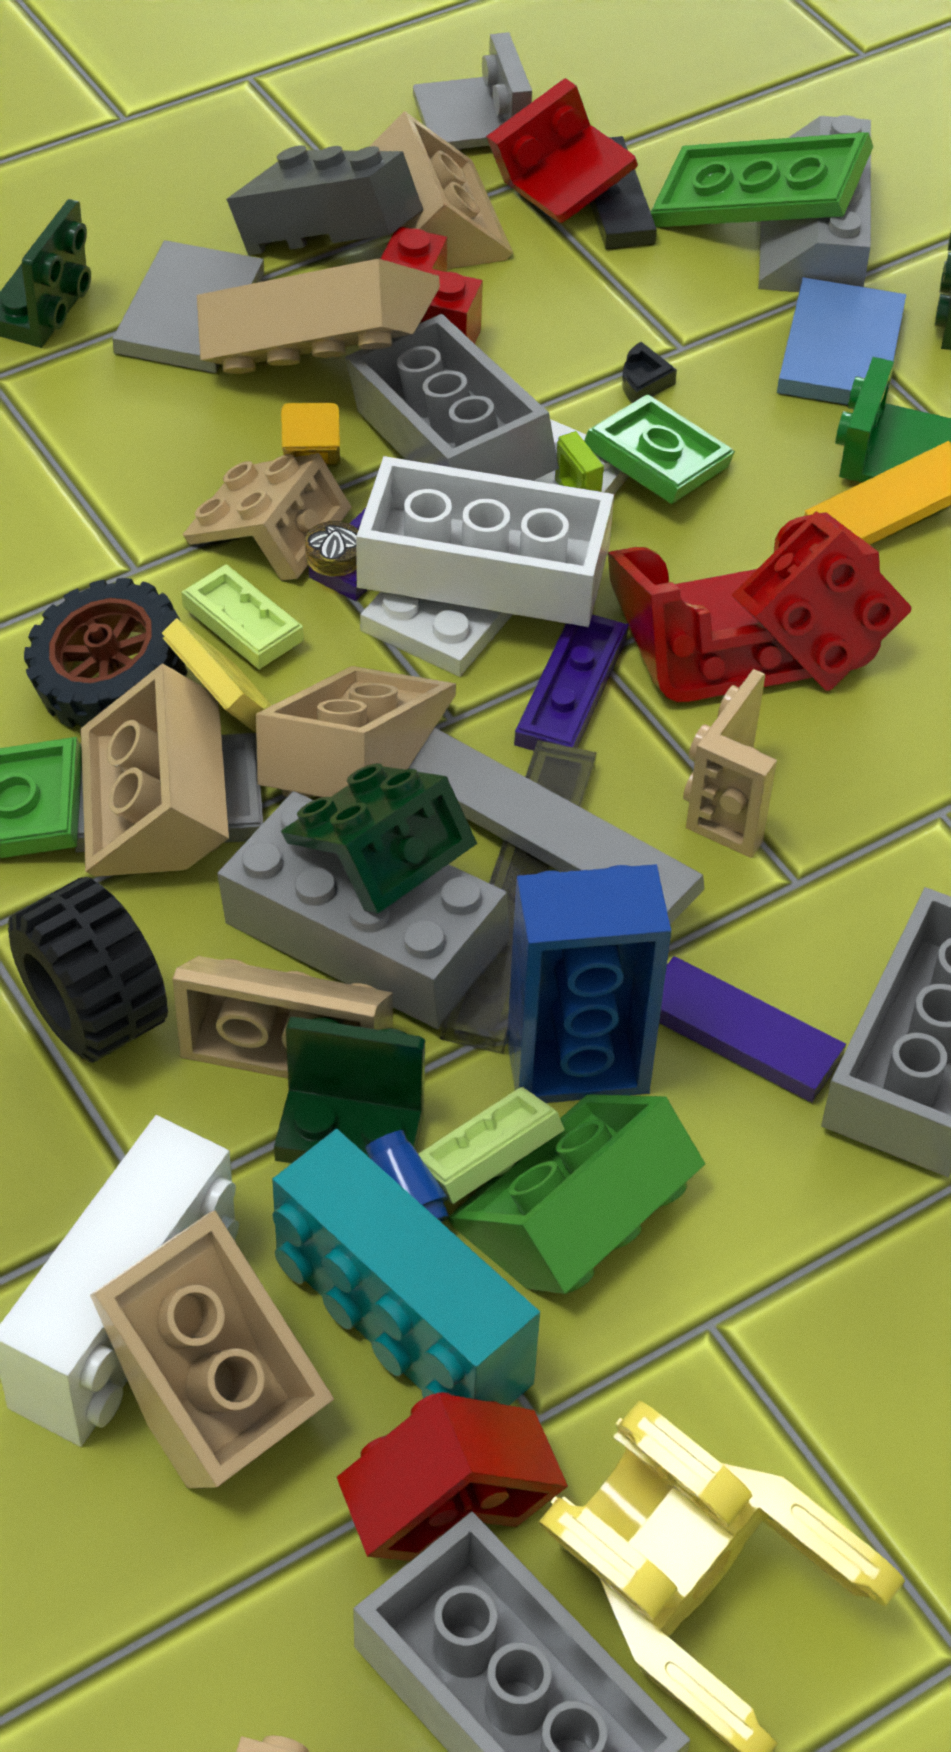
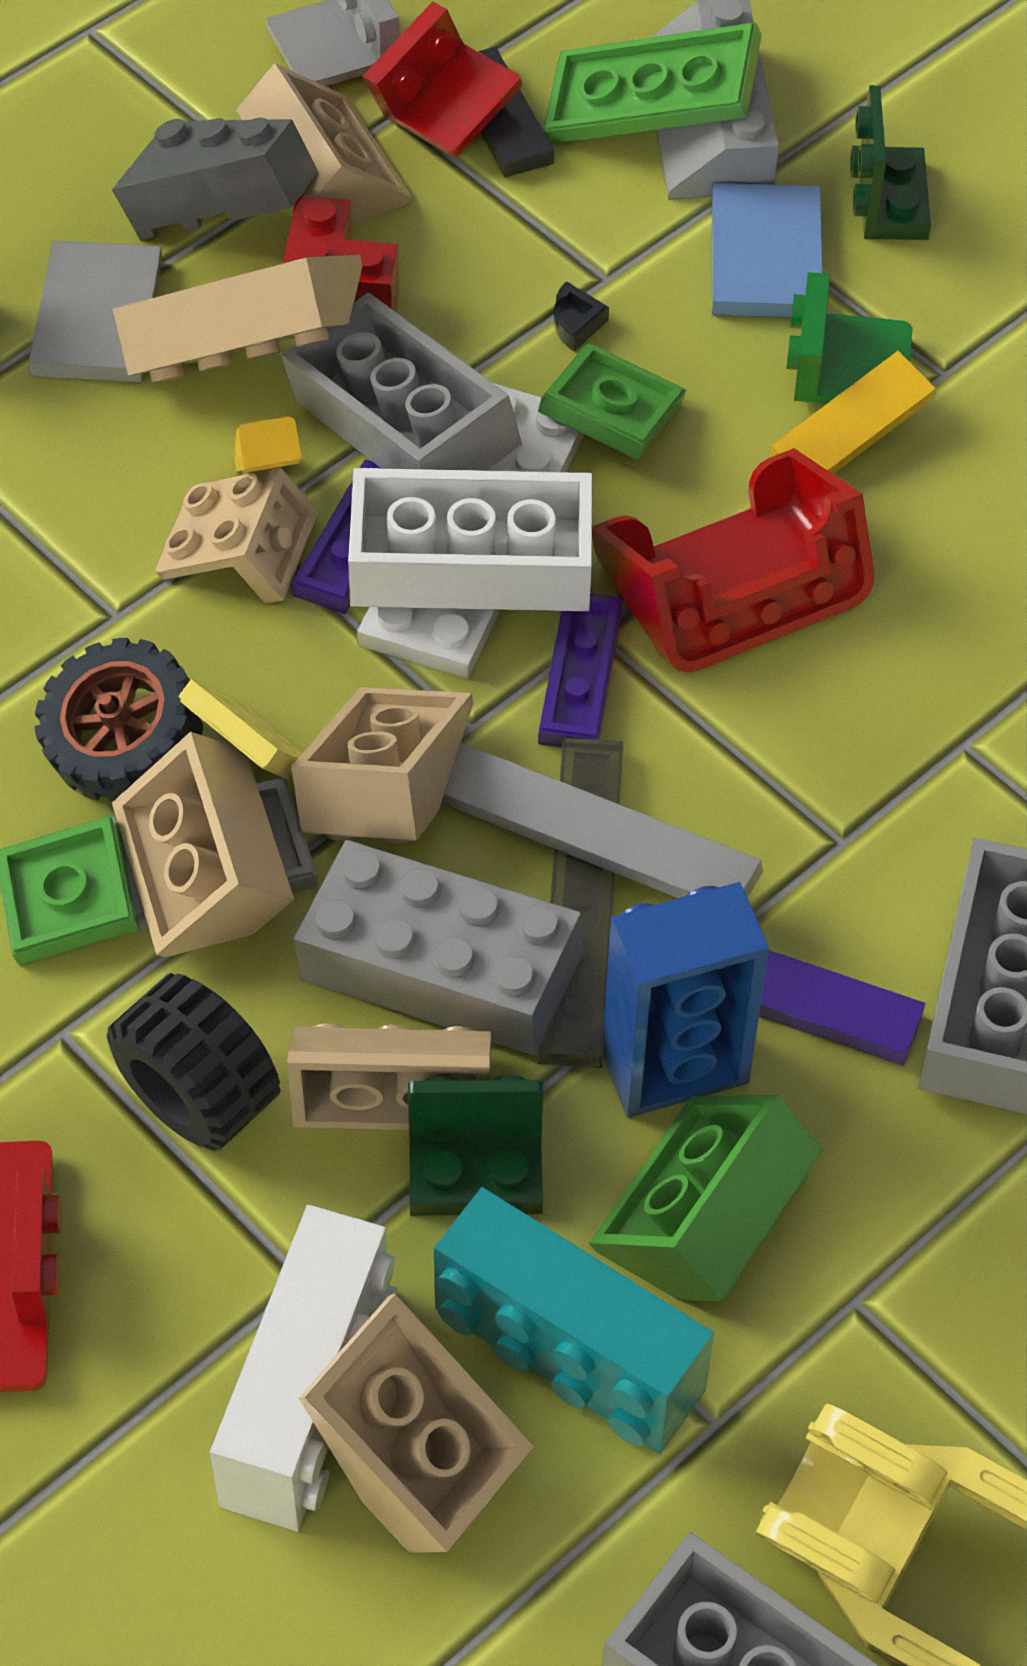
camera: 10 degrees left, 5 degrees up
(242, 616) = (240, 652): yellowish green plate -> none
(331, 548) = (315, 565): tile -> none
(387, 830) = (455, 868): dark green bracket -> none
(406, 1167) = (546, 1207): blue cone -> none
(444, 1464) = (653, 1496): red brick -> none
(491, 1143) = (613, 1166): yellowish green plate -> none
(577, 464) = (543, 442): lime tile -> none
(730, 777) = (763, 758): tan bracket -> none
(823, 600) = (811, 547): red bracket -> none

